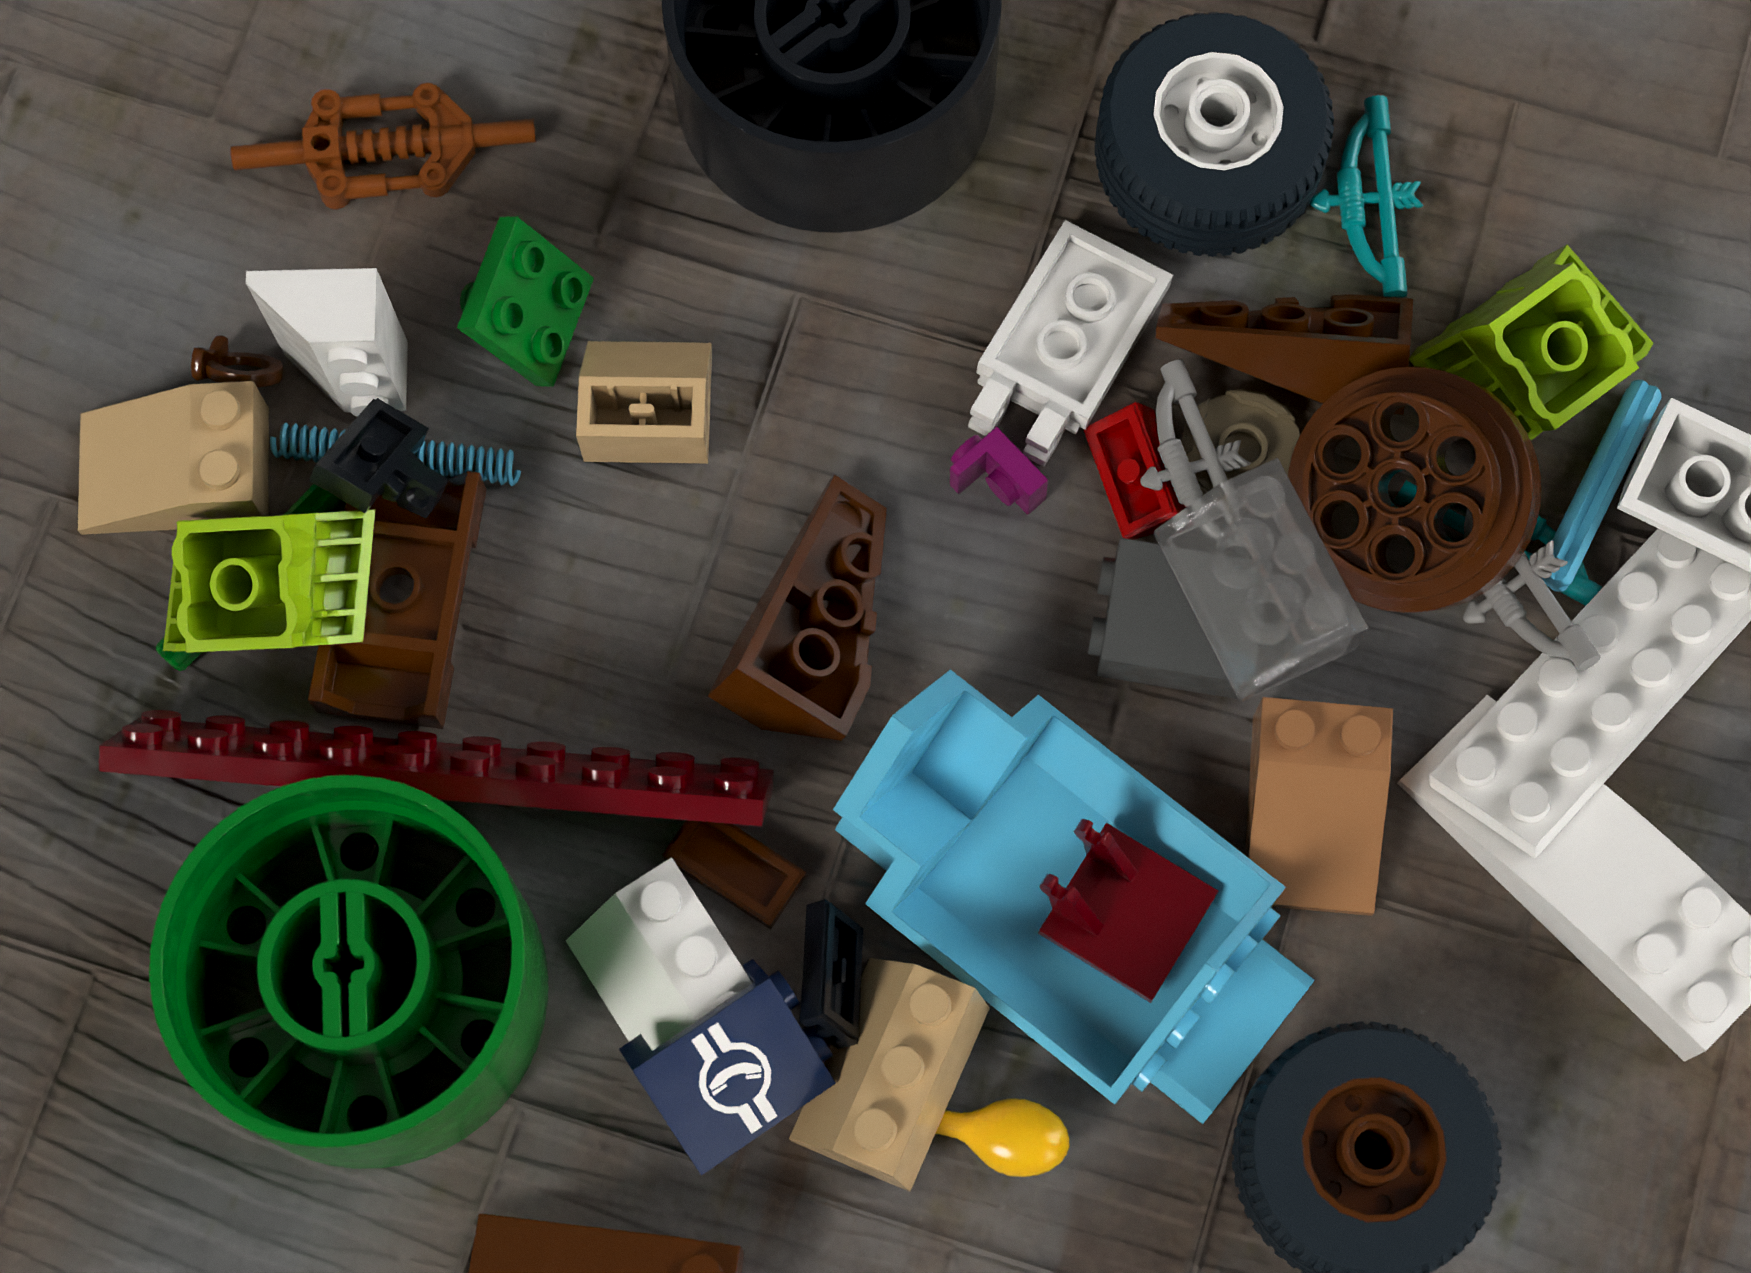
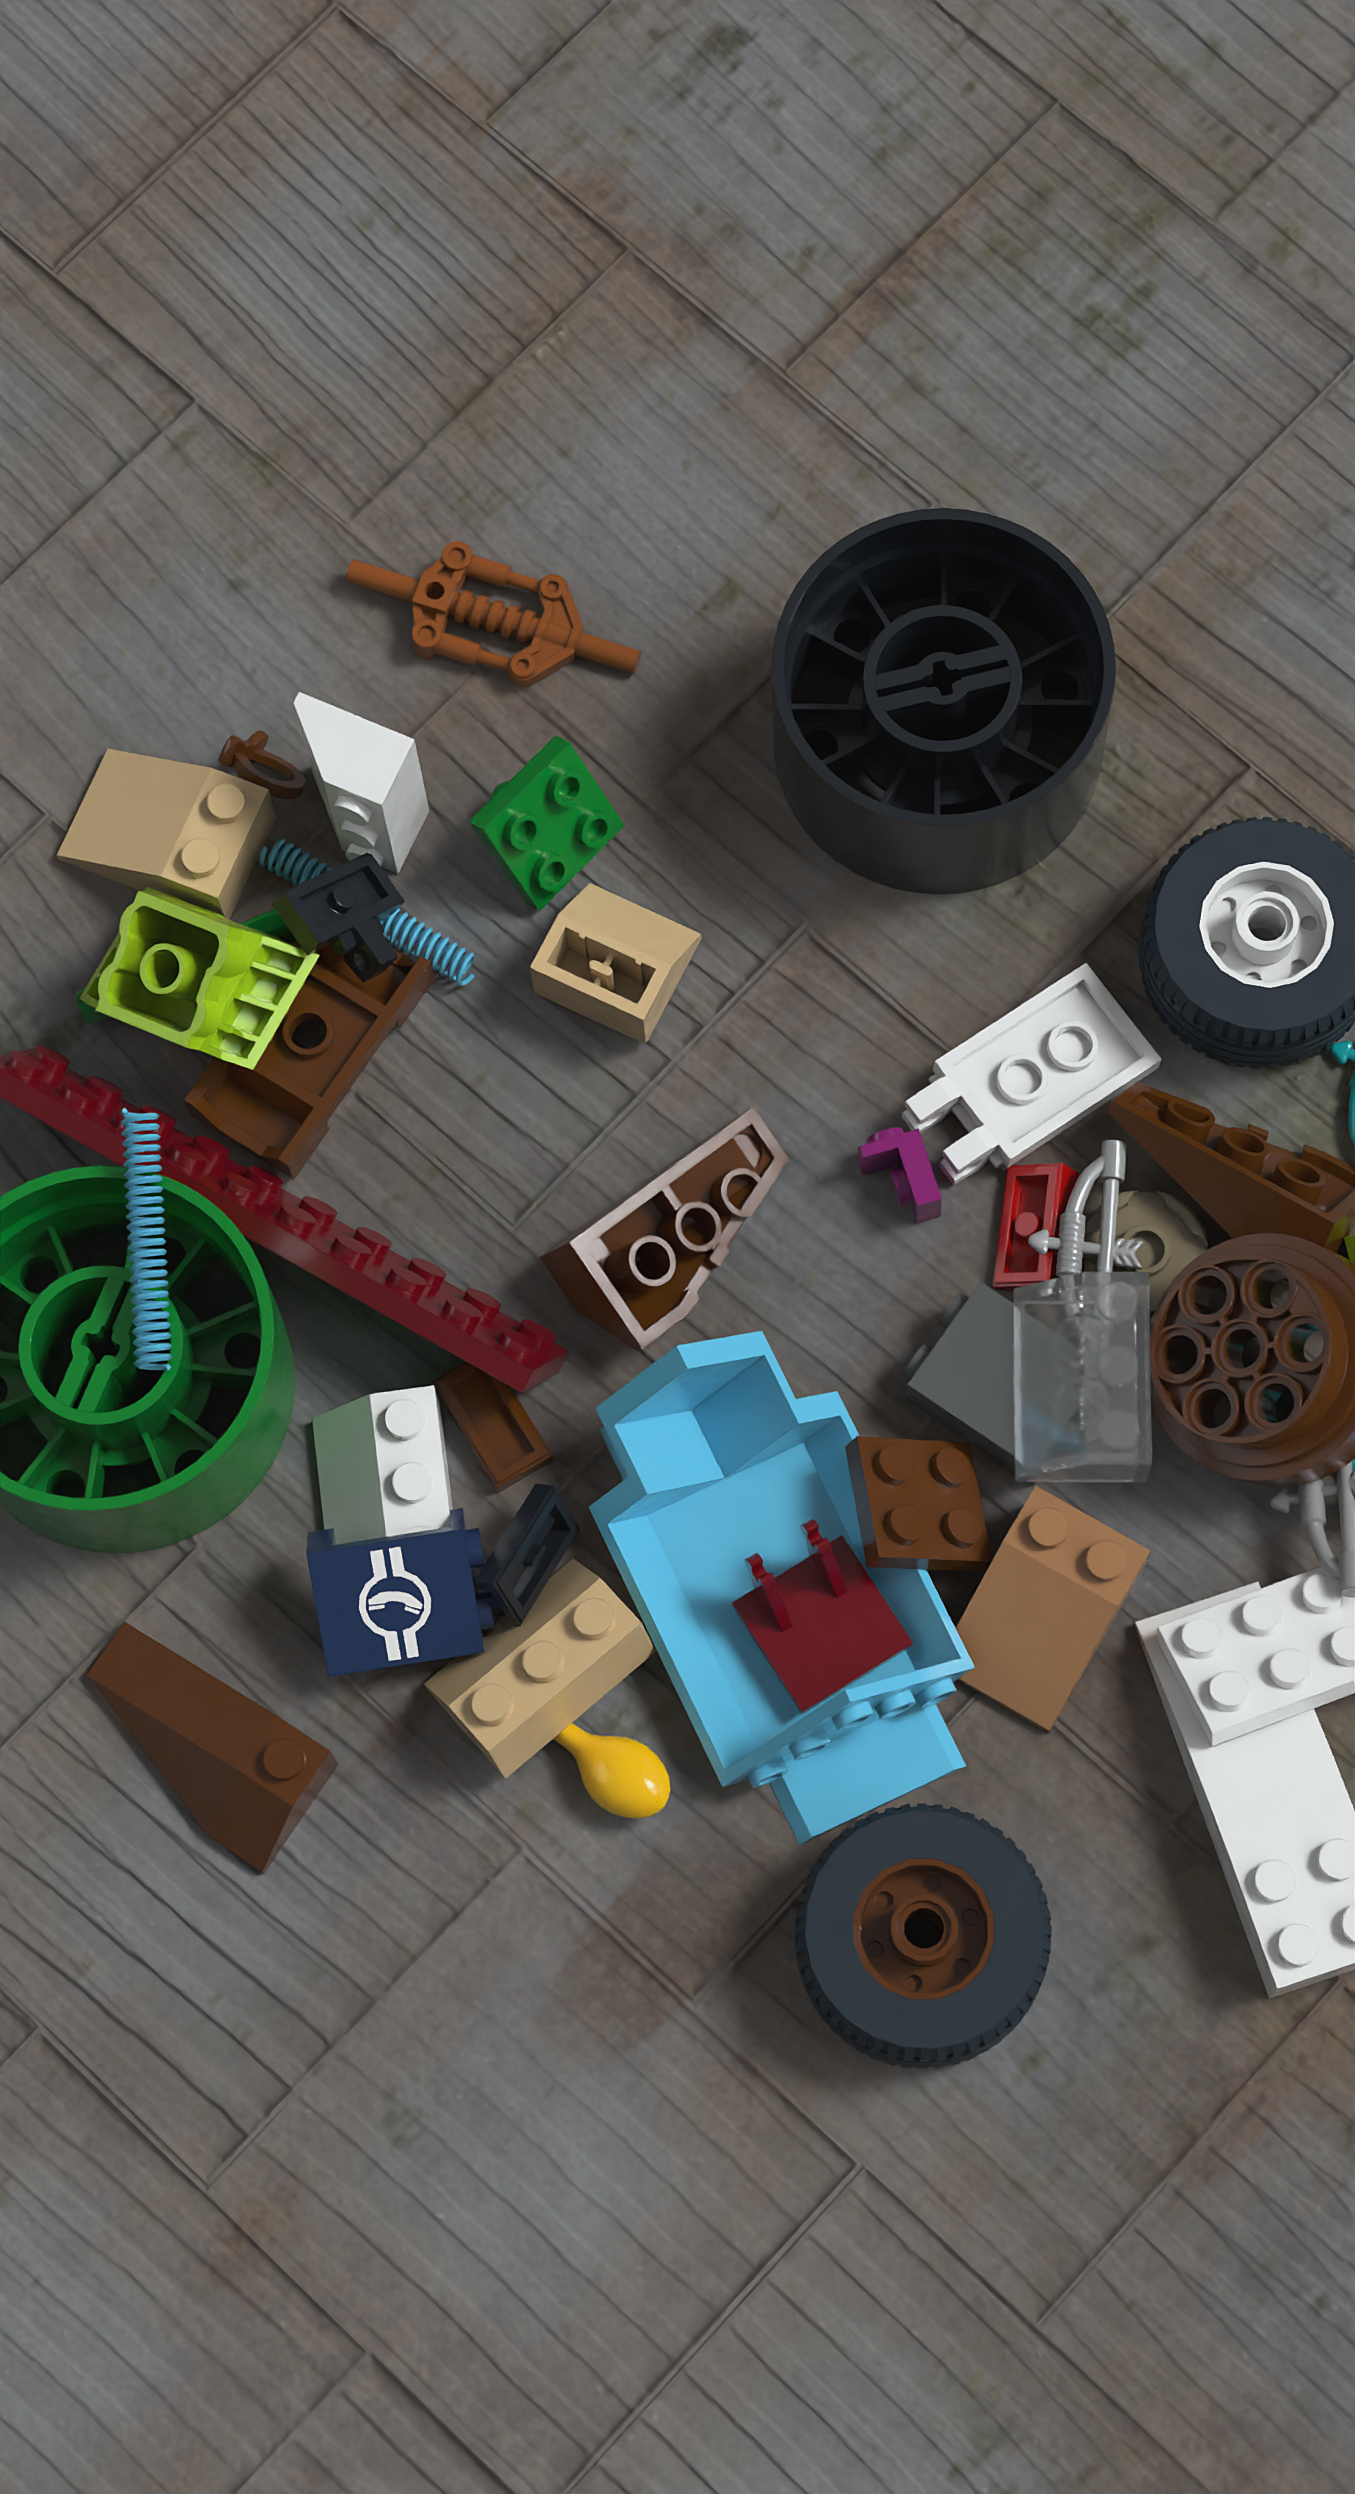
camera: 30 degrees right, 0 degrees up
(380, 927) = (140, 1274): none -> medium azure piece
(1162, 763) = (918, 1504): none -> reddish brown plate

